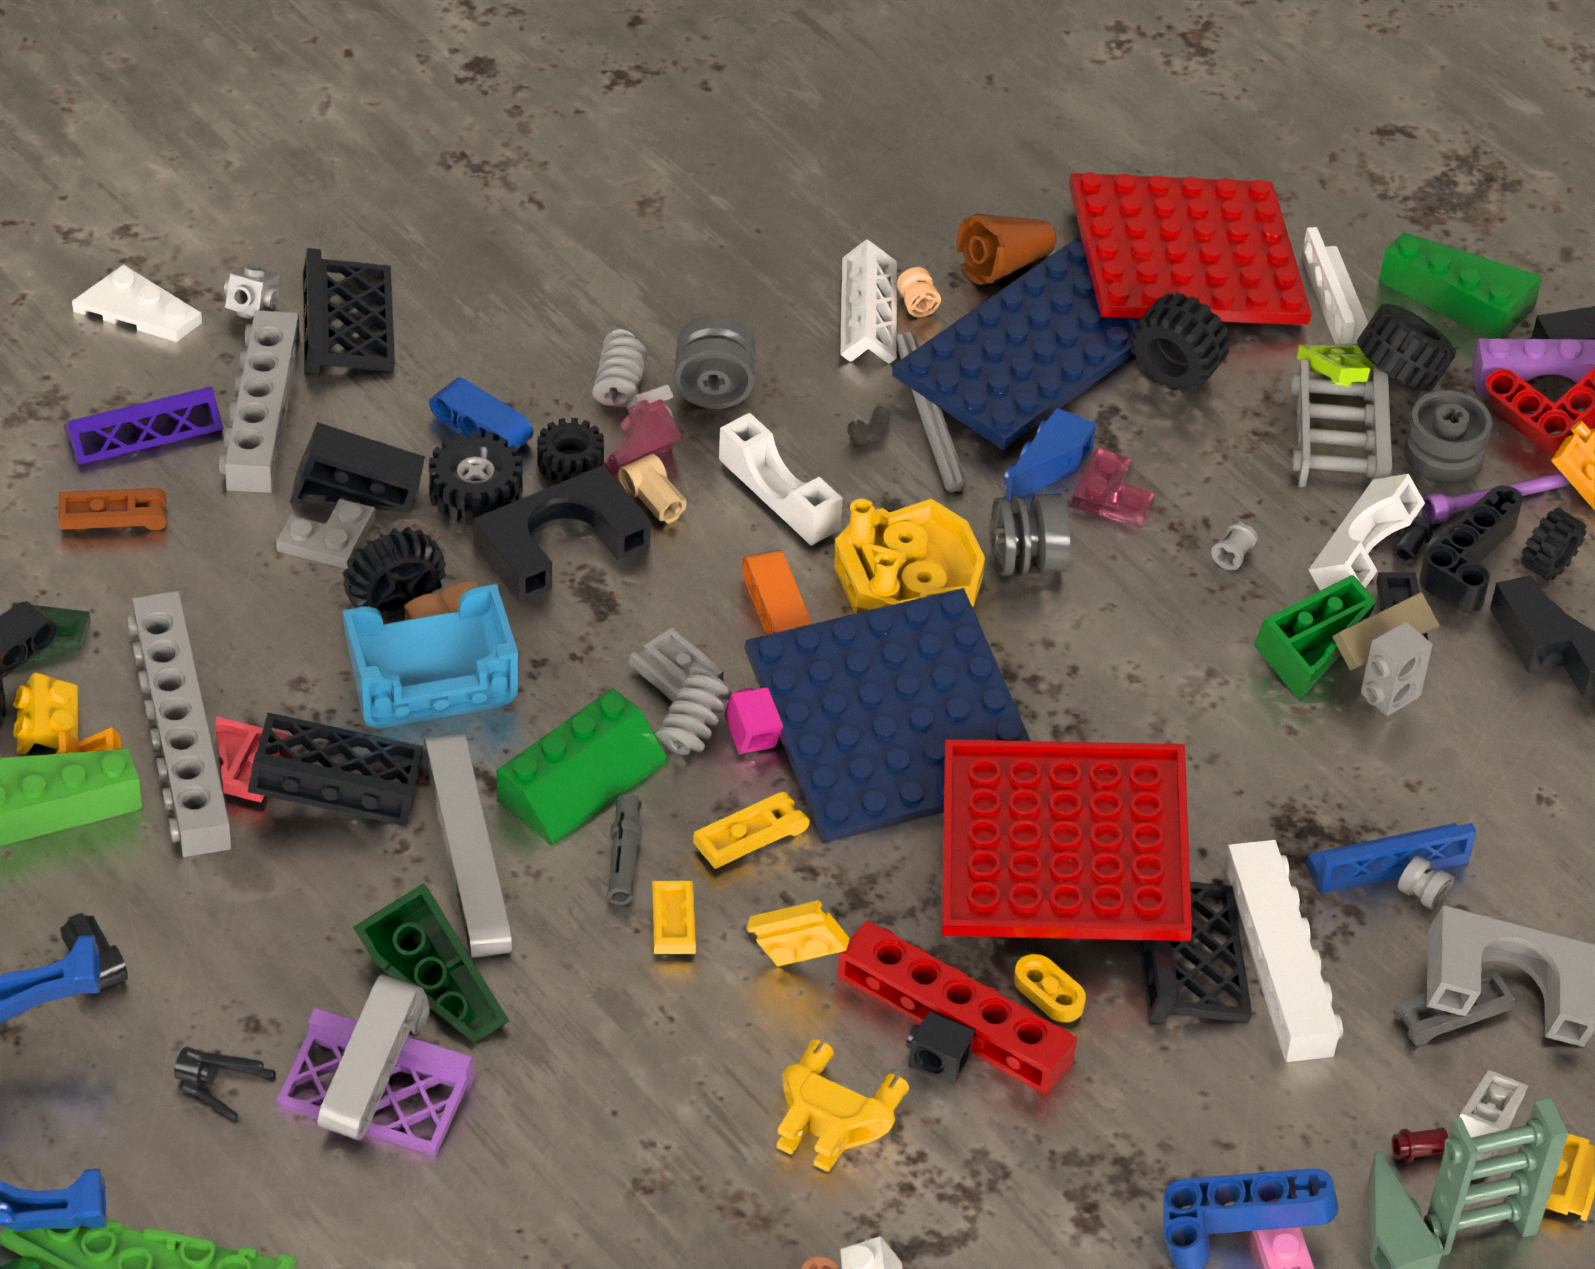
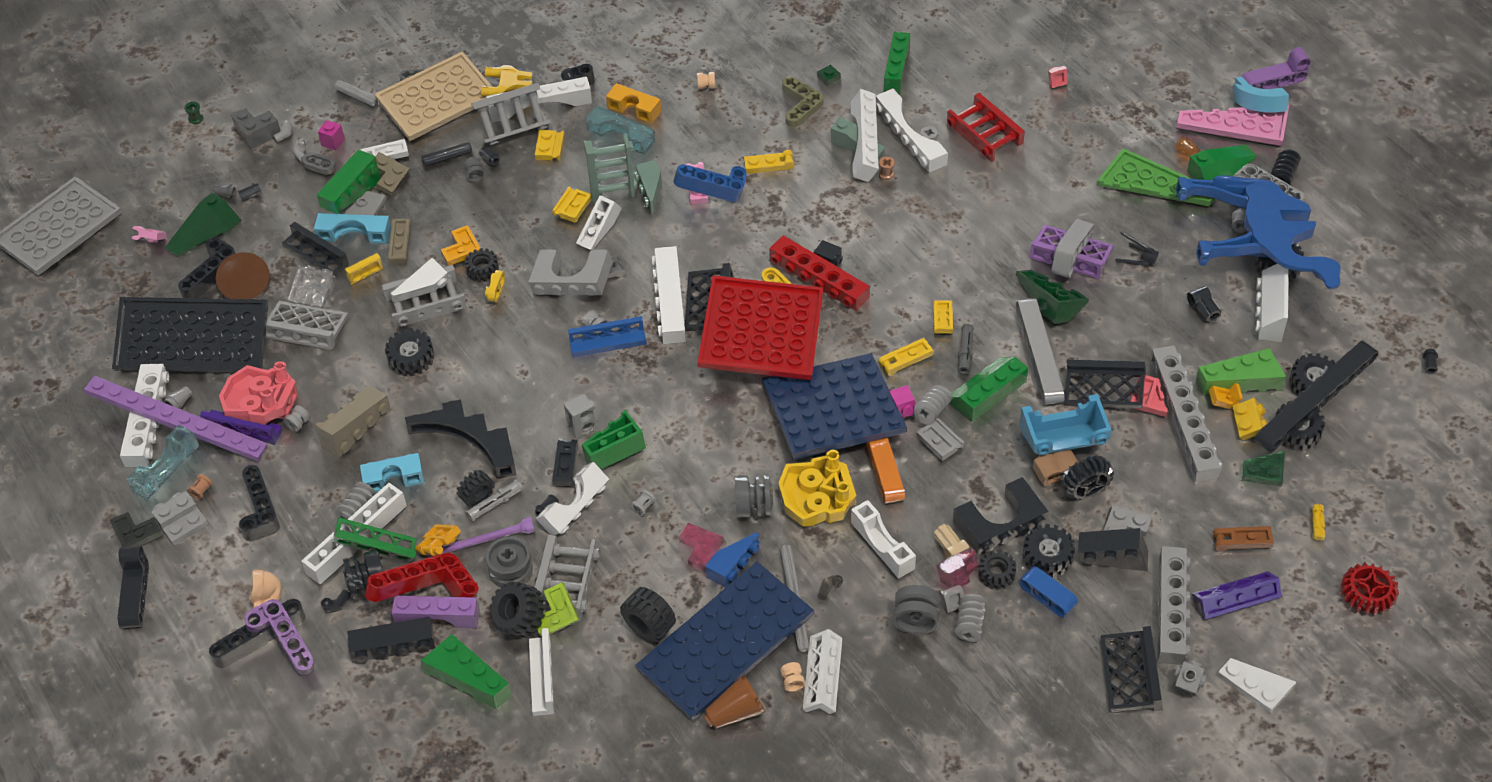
camera: 170 degrees left, 5 degrees up
(798, 933) = (888, 290): yellow plate -> none
(832, 1111) = (877, 232): yellow connector -> none
(1192, 239) = (624, 705): red plate -> none
(1356, 640) = (580, 432): dark tan tile -> none
(1410, 1145) = (630, 217): dark red pin -> none
(1452, 561) = (532, 488): black beam -> none
(1504, 554) = (514, 488): none -> light grey pin

